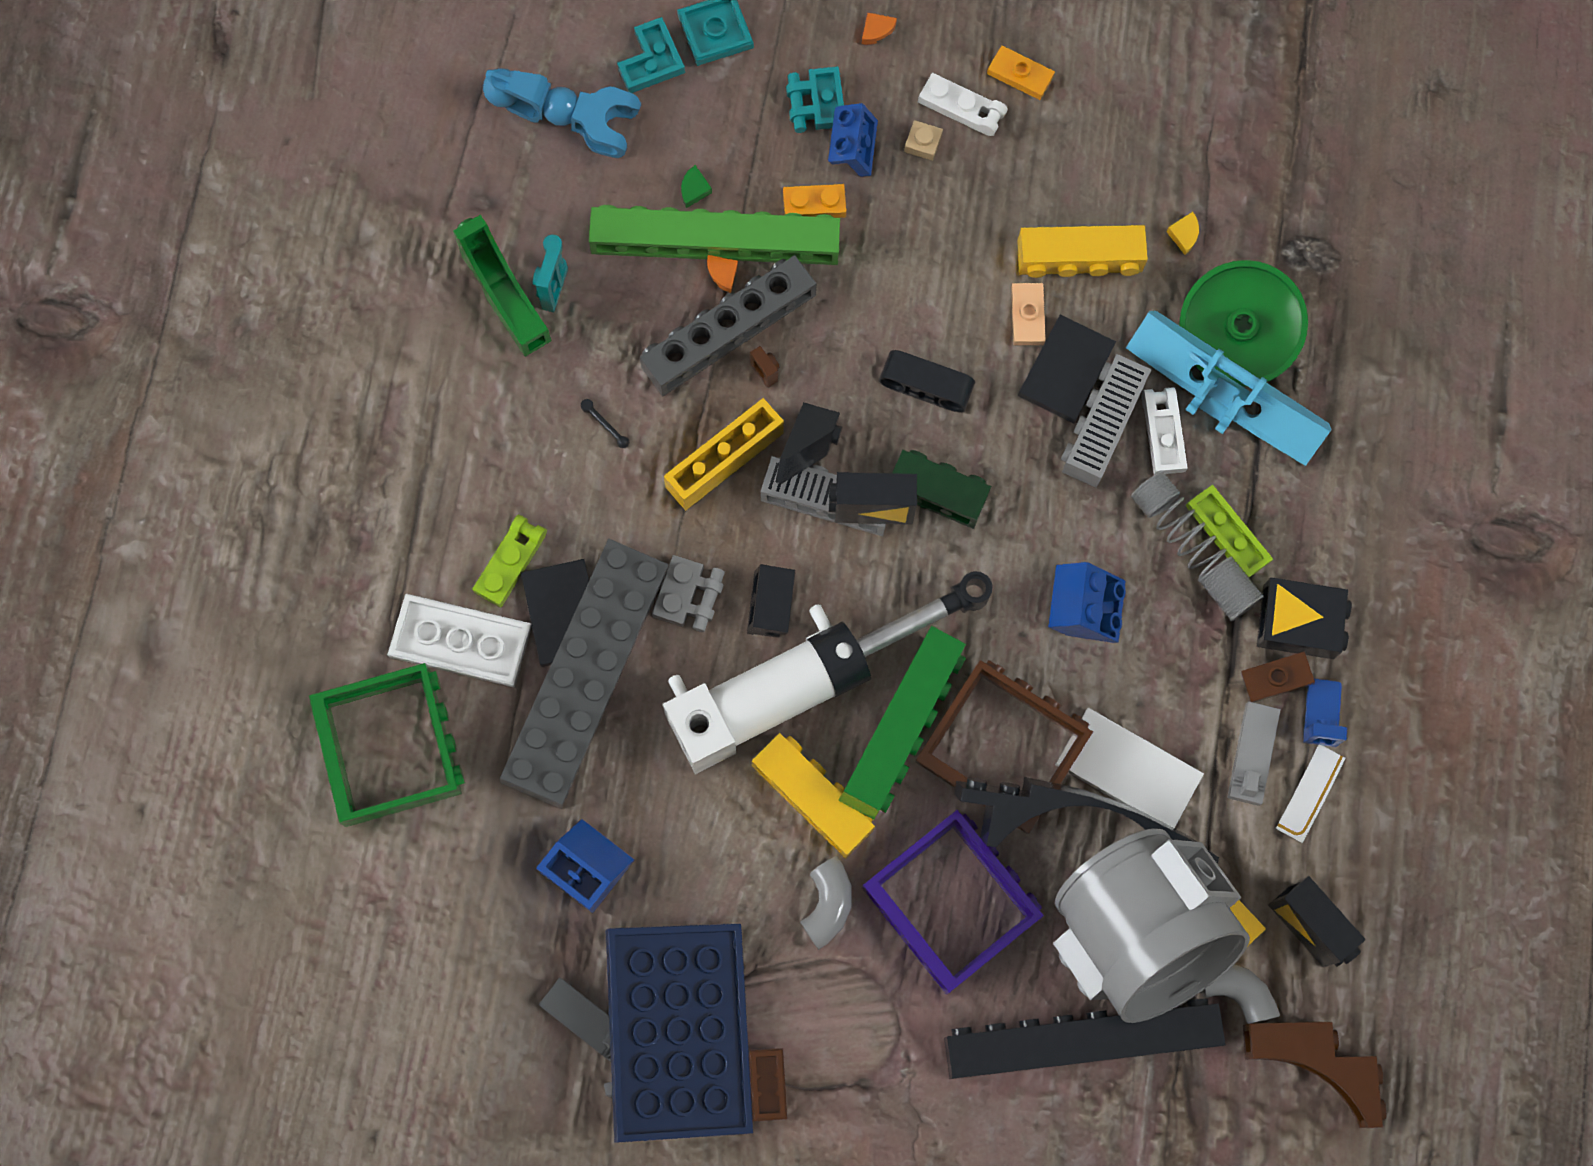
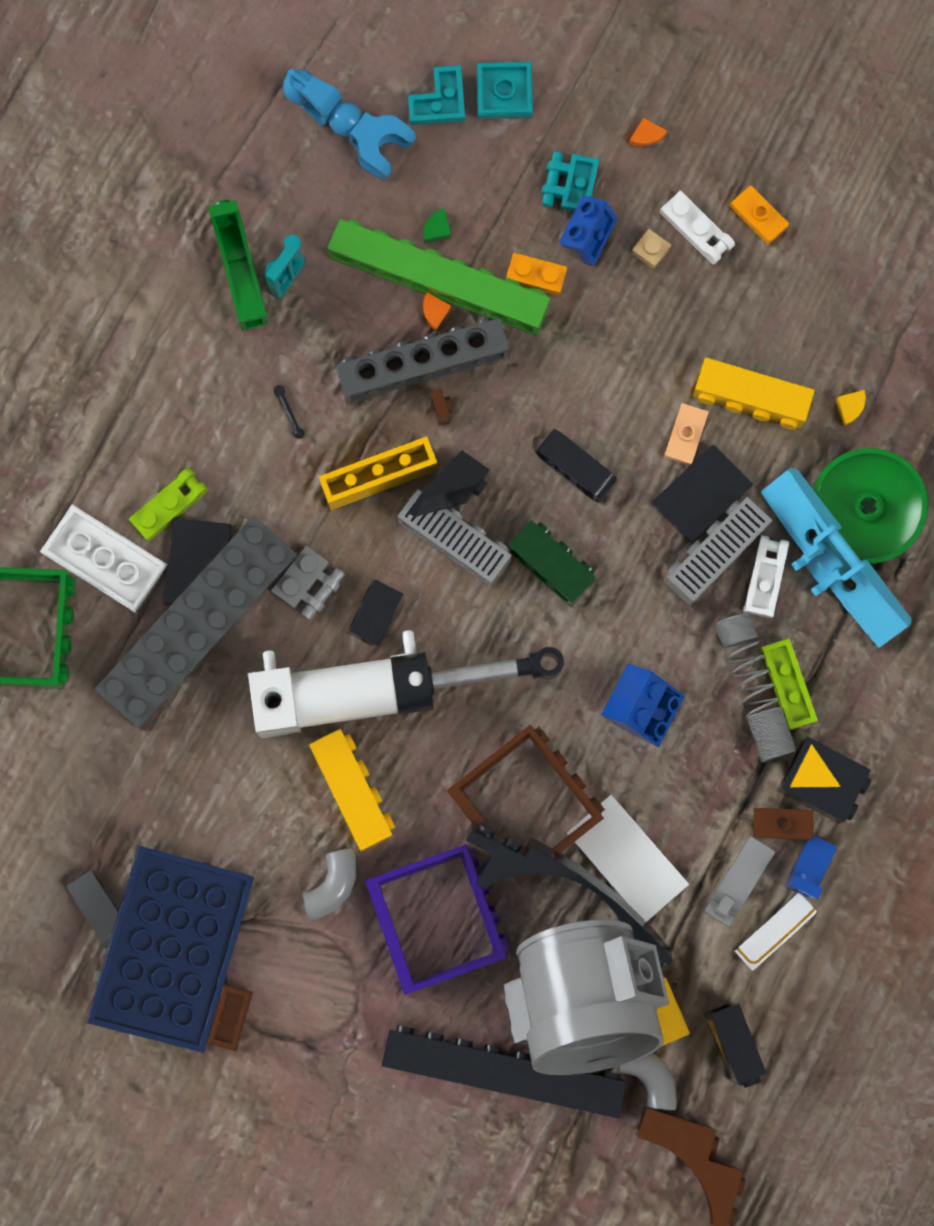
camera: 20 degrees right, 5 degrees up
(585, 865) = (142, 784): blue slope -> none
(874, 498) = (486, 556): black brick -> none
(902, 723) = (446, 755): green brick -> none

